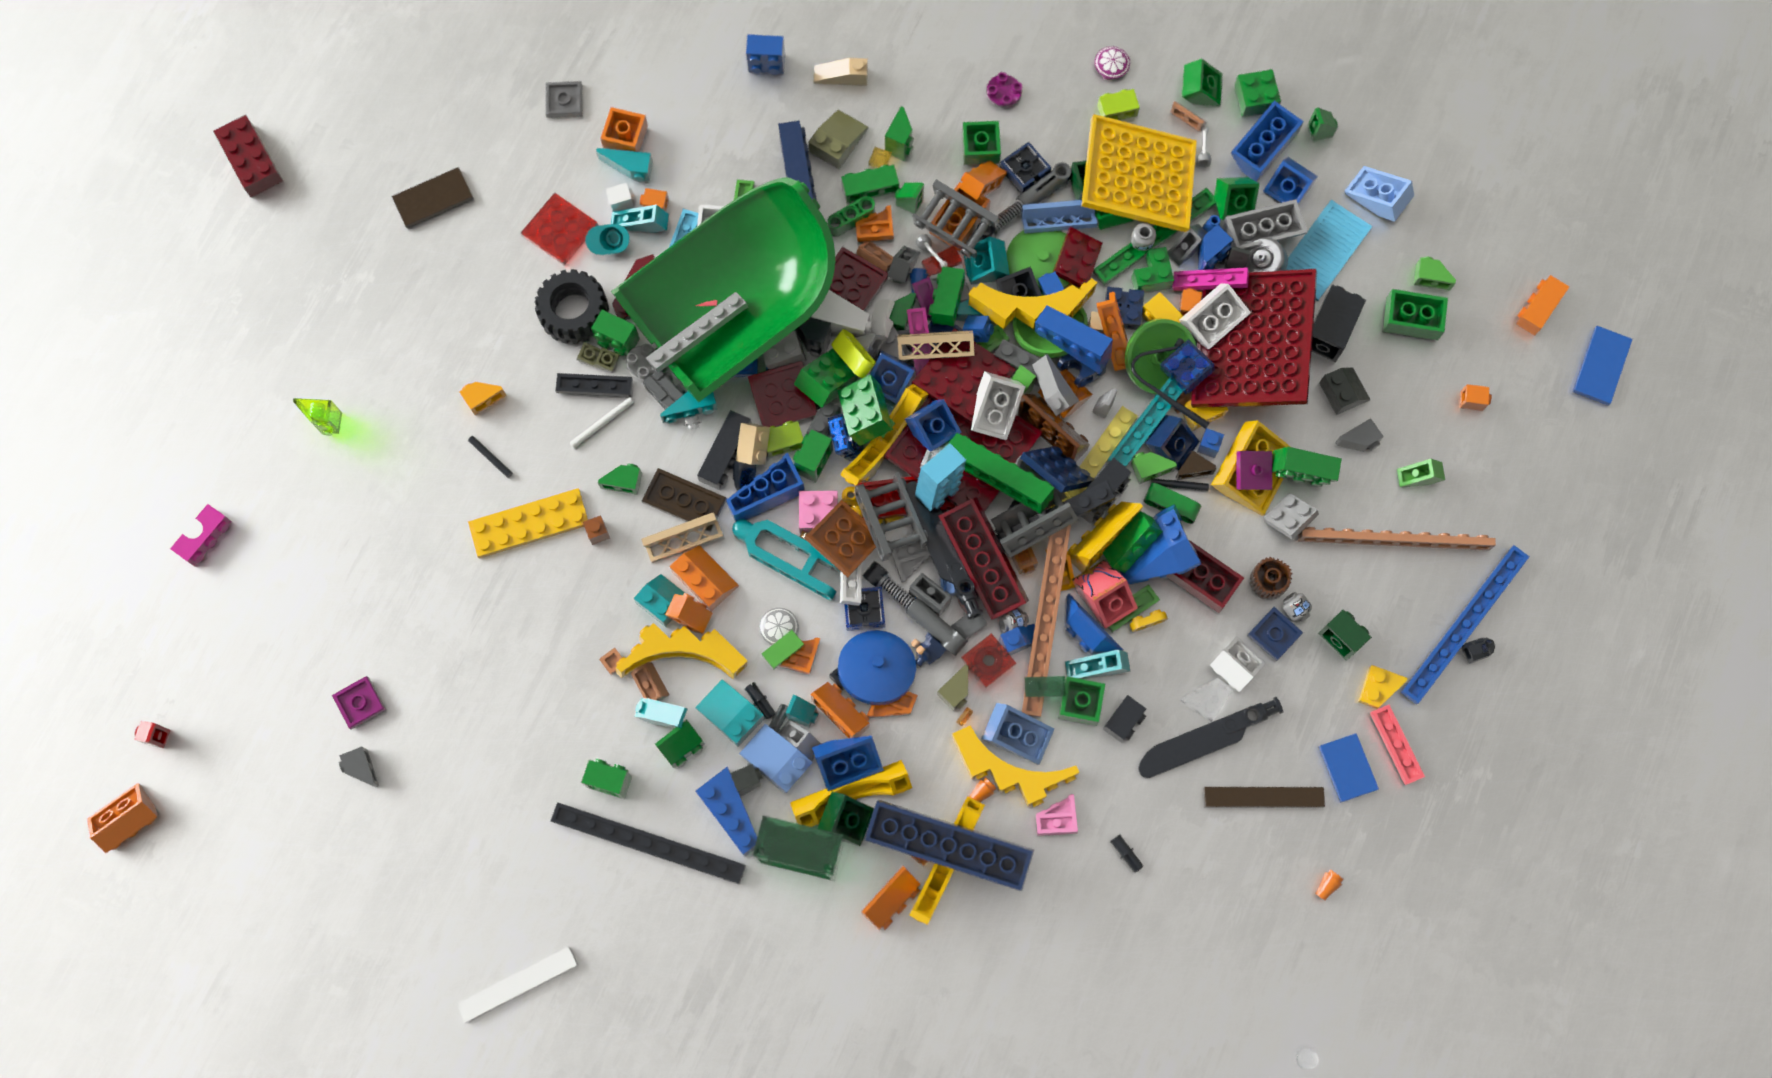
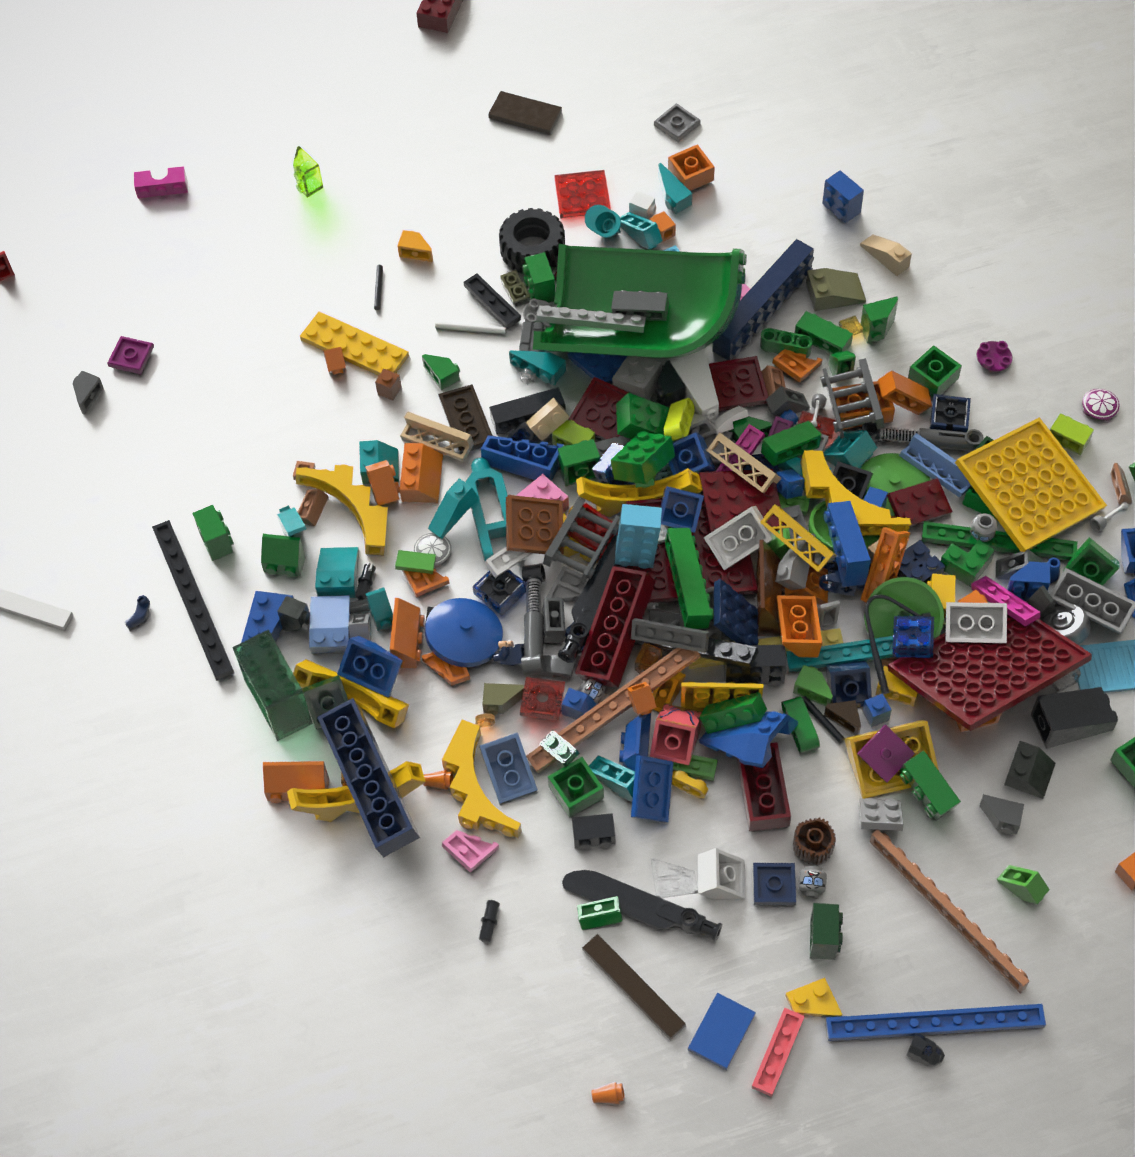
camera: 50 degrees right, 15 degrees down
(532, 550) = (334, 360): none -> orange brick
(622, 894) = (140, 613): none -> dark blue arm
(722, 285) = (646, 304): none -> dark grey brick
(765, 583) = (452, 508): none -> teal slope
(1041, 362) = (802, 532): none -> yellow fence
(1065, 594) = (641, 698): none -> orange brick
(1105, 431) = (799, 625): none -> orange slope
(1135, 650) = (652, 789): none -> blue tile
(1190, 771) = (599, 913): none -> green slope

